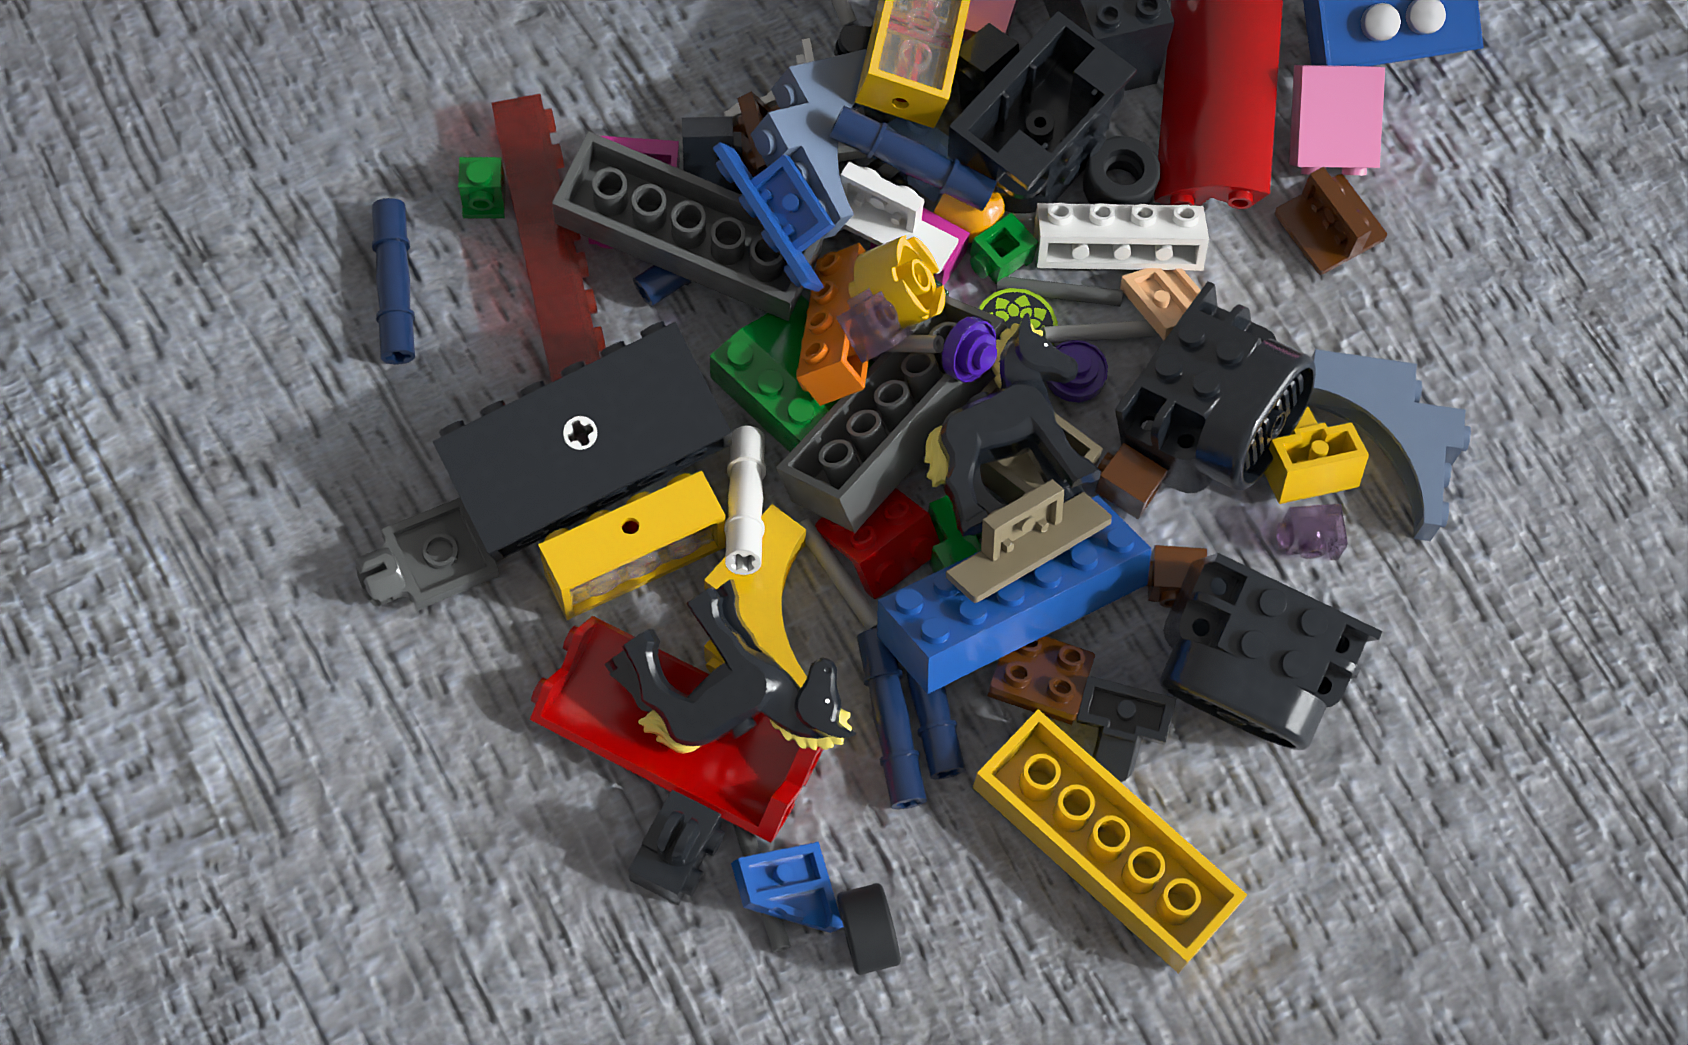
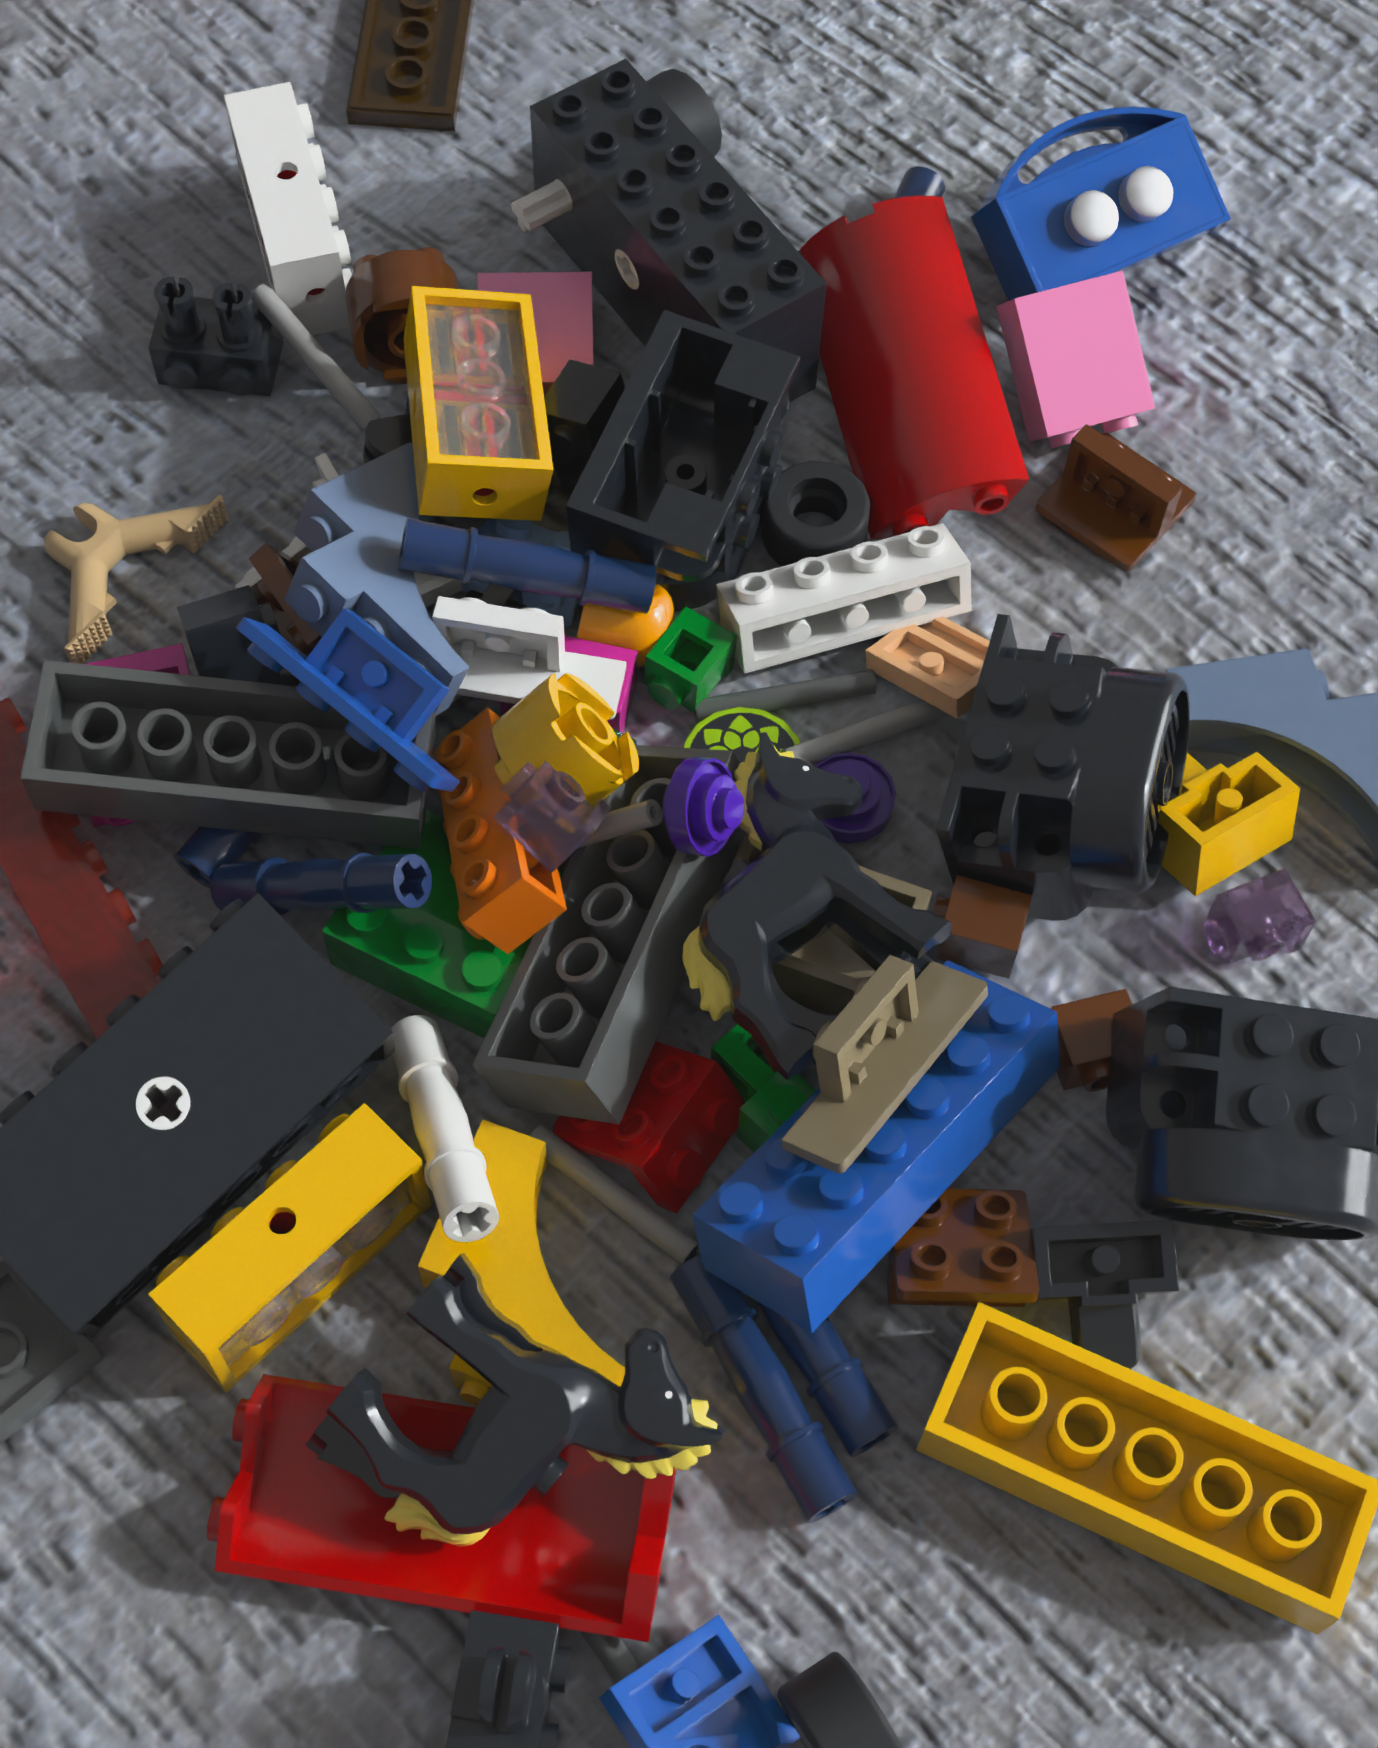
camera: 15 degrees left, 5 degrees down
(655, 56) = (111, 542): none -> tan piece
(718, 326) = (320, 884): none -> dark blue piece

